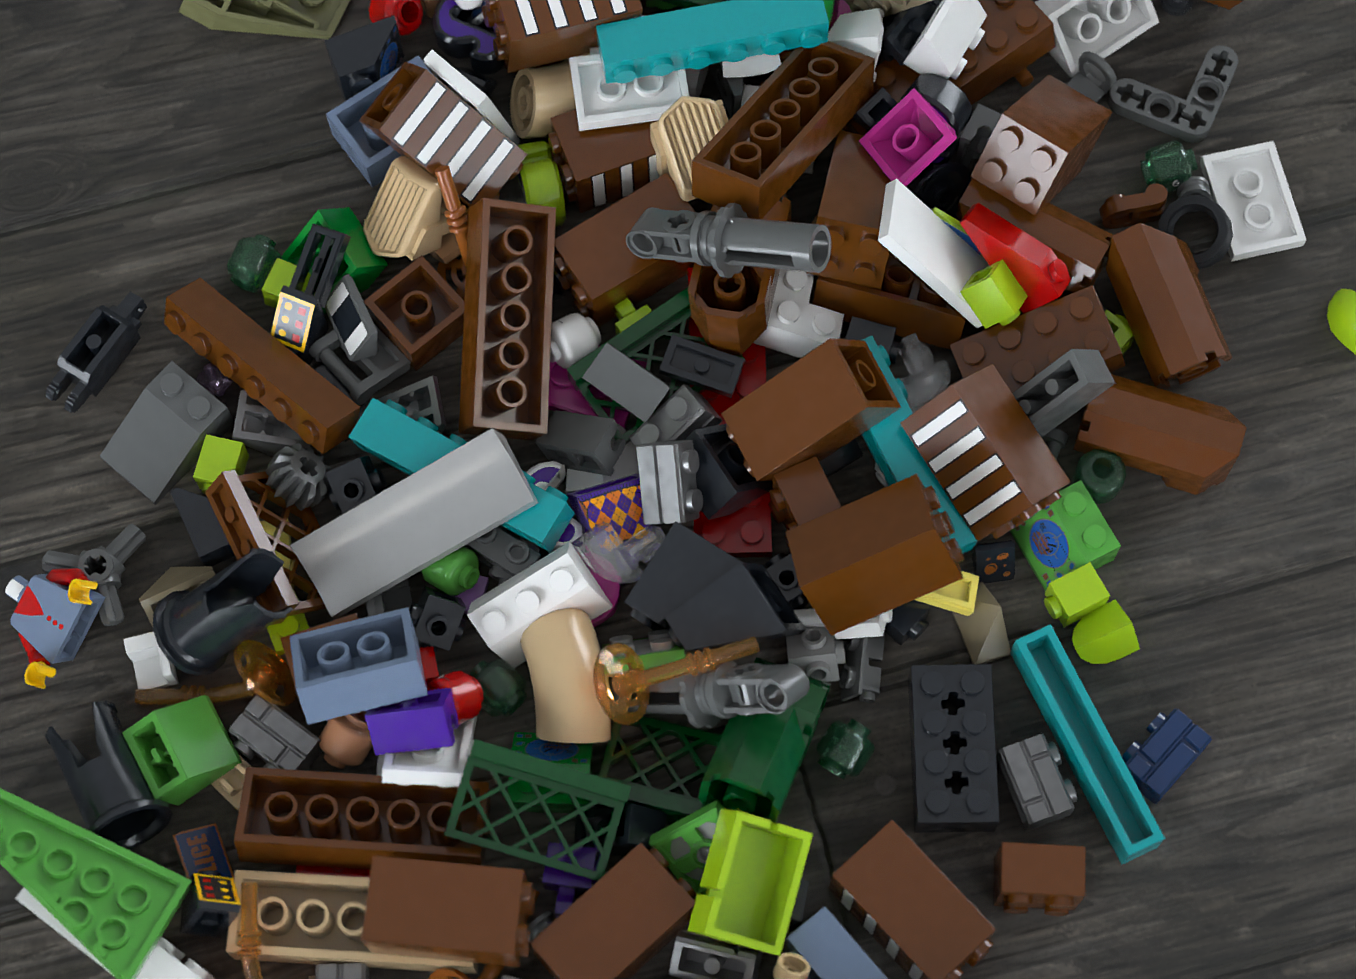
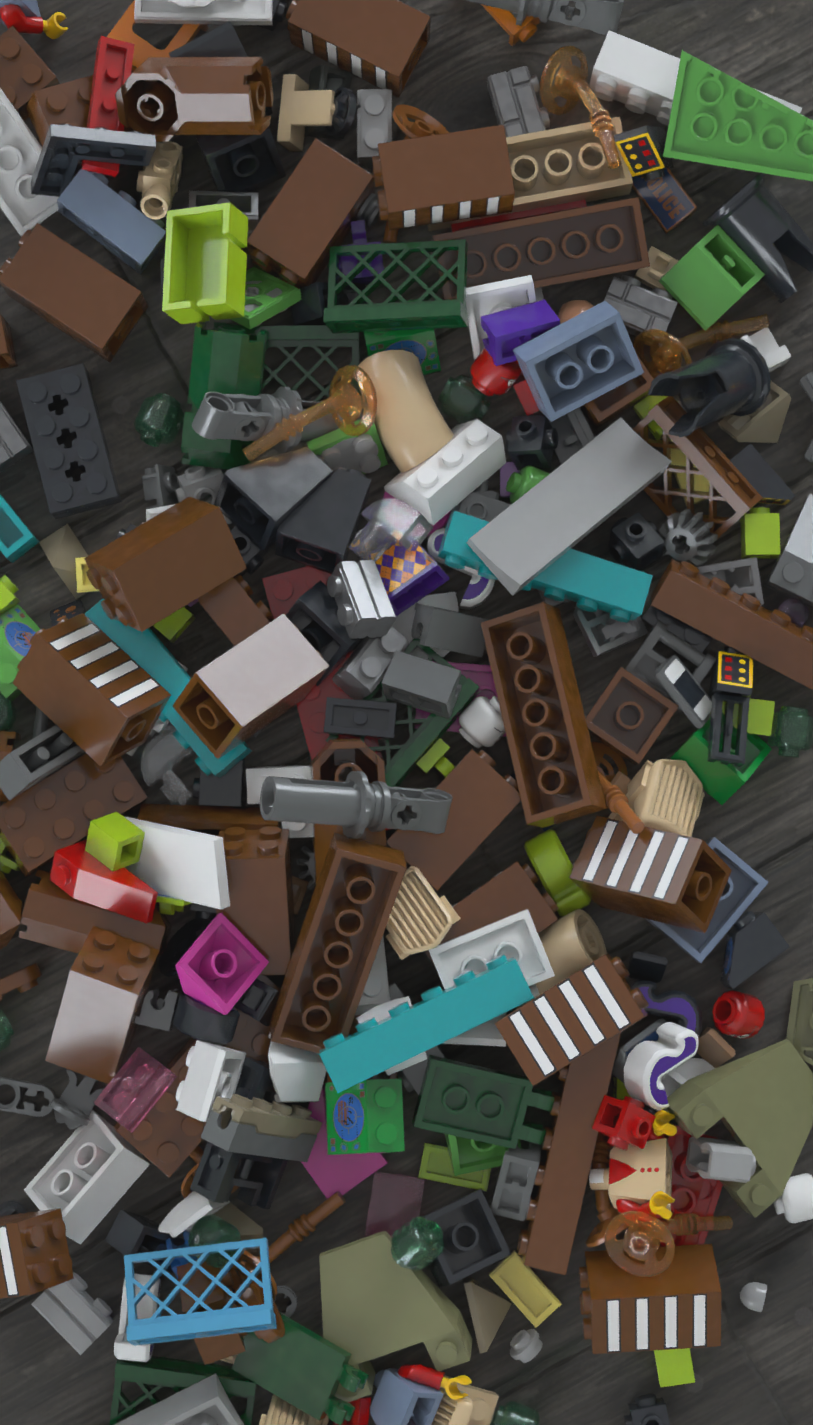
camera: 165 degrees right, 15 degrees up
(469, 93) = (635, 918): white tile -> none
(1025, 57) = (135, 1089): none -> clear pink plate

